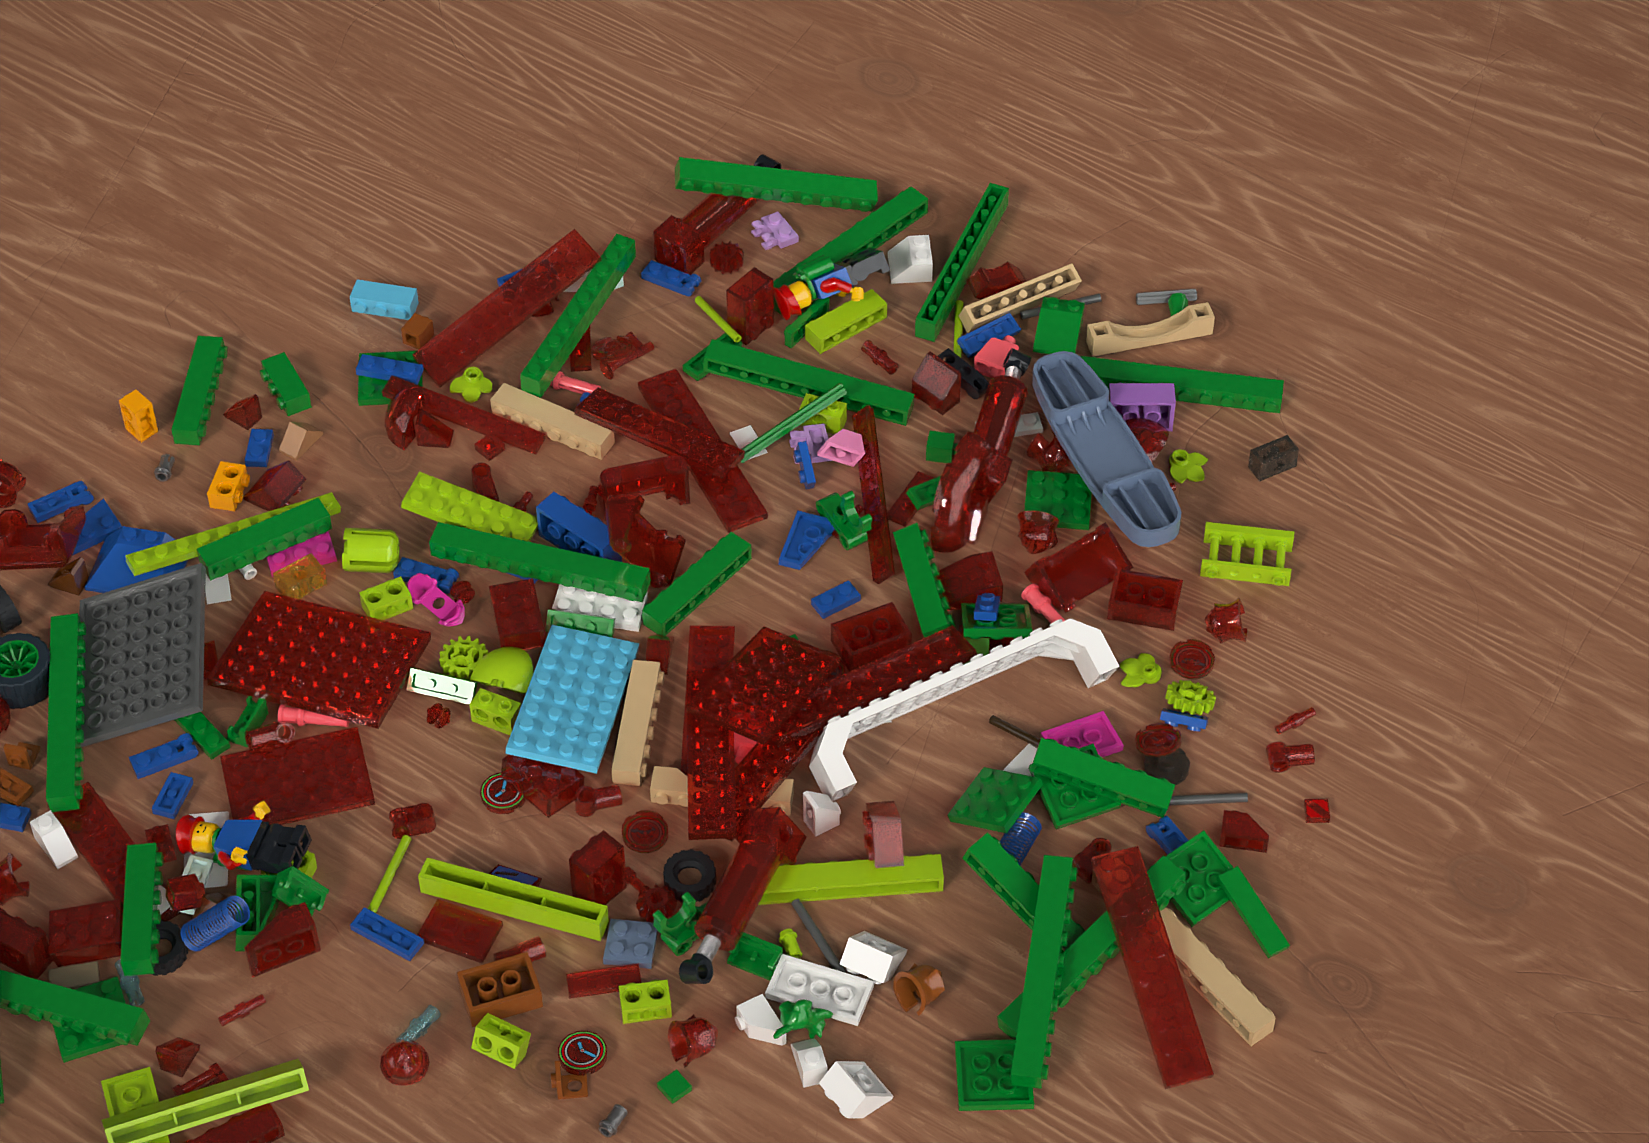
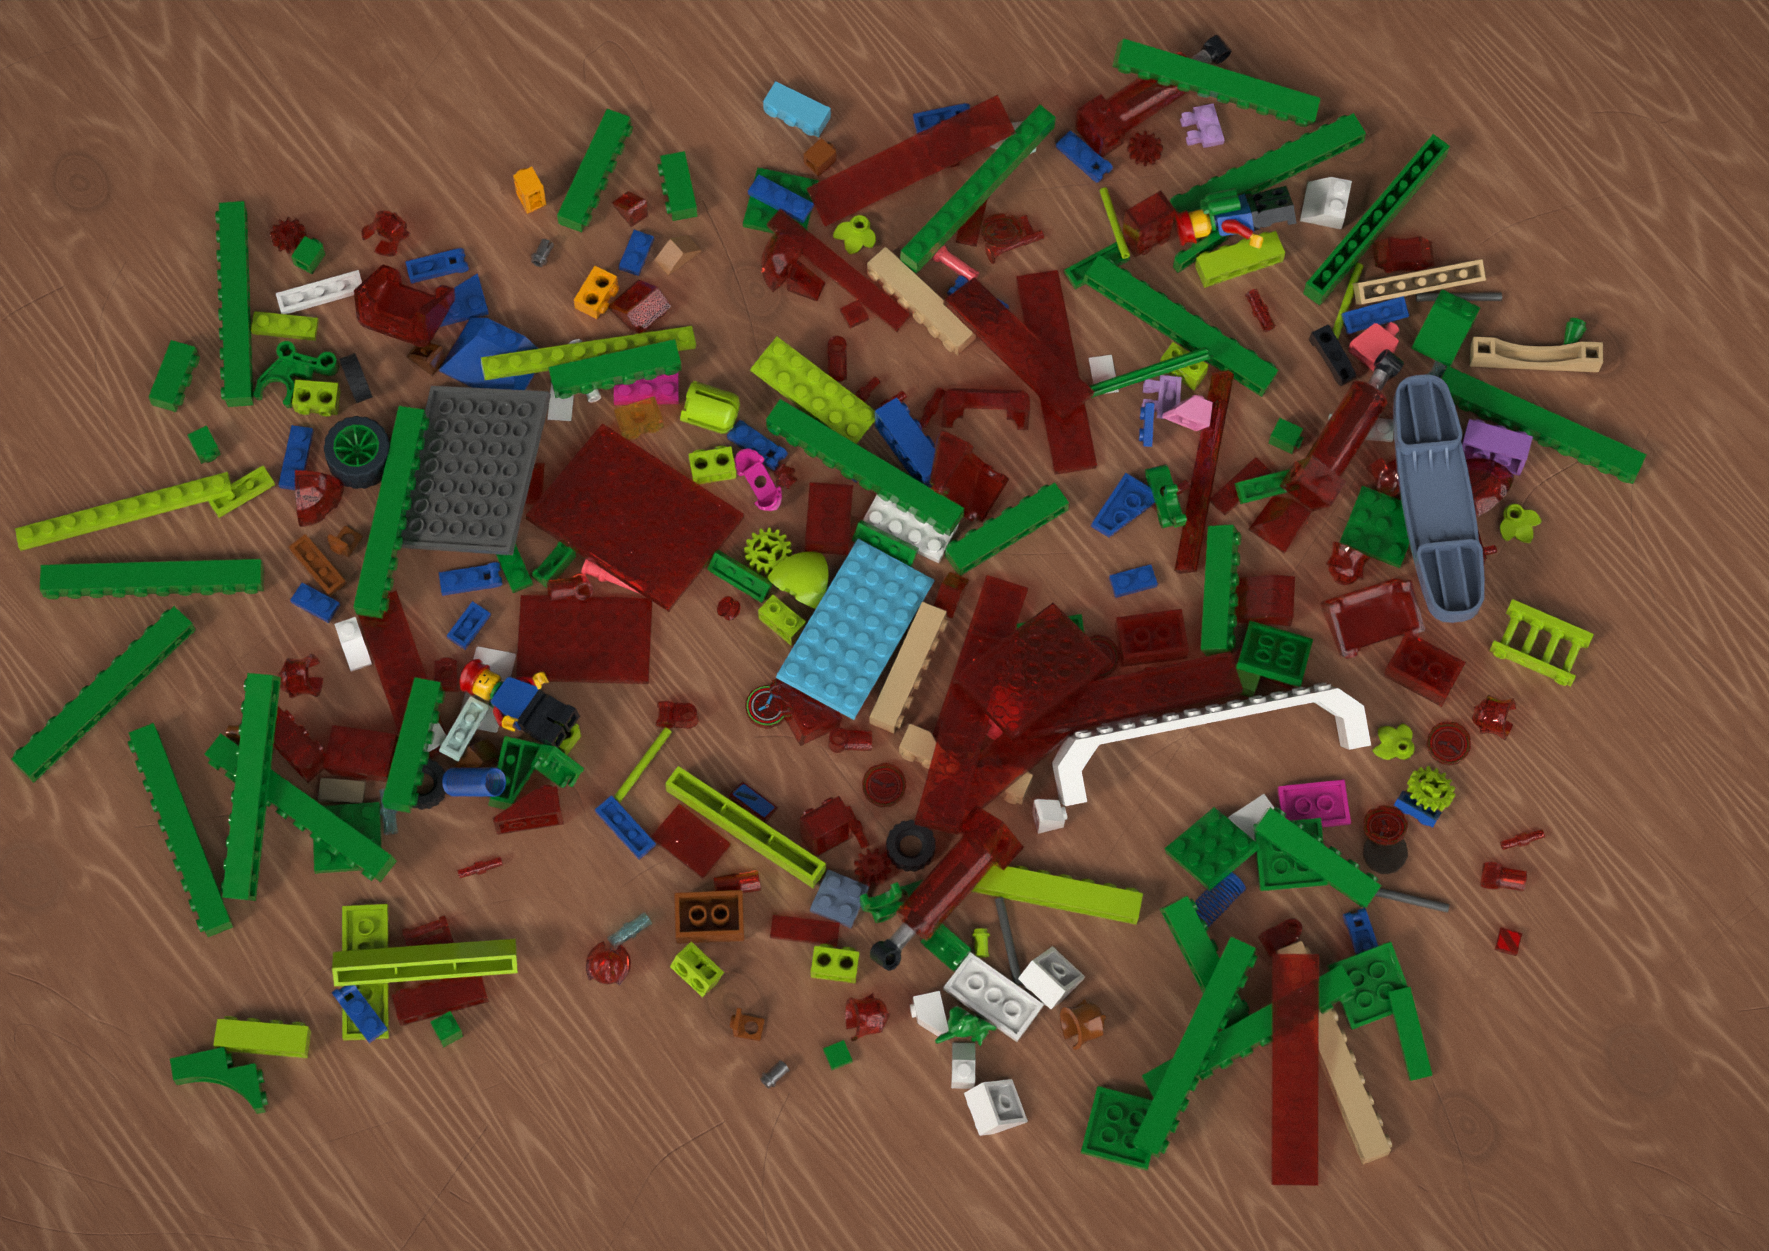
camera: 15 degrees right, 20 degrees up
(176, 1055) = (414, 897): clear red slope -> none
(184, 892) = (454, 743): clear red brick -> none
(582, 1053) = (766, 998): tile -> none
(883, 834) = (1094, 863): clear red brick -> none
(937, 384) = (1303, 364): clear red slope -> none
(955, 492) = (1279, 505): clear red brick -> none
(987, 607) = (1269, 639): blue plate -> none
(1015, 731) = (1257, 779): dark brown bar -> none
(1040, 603) = (1326, 645): coral pin -> none
(1159, 297) = (1566, 313): dark grey axle -> none
(1242, 832) = (1429, 946): clear red slope -> none
(1273, 458) = (1604, 541): clear smoke brick -> none

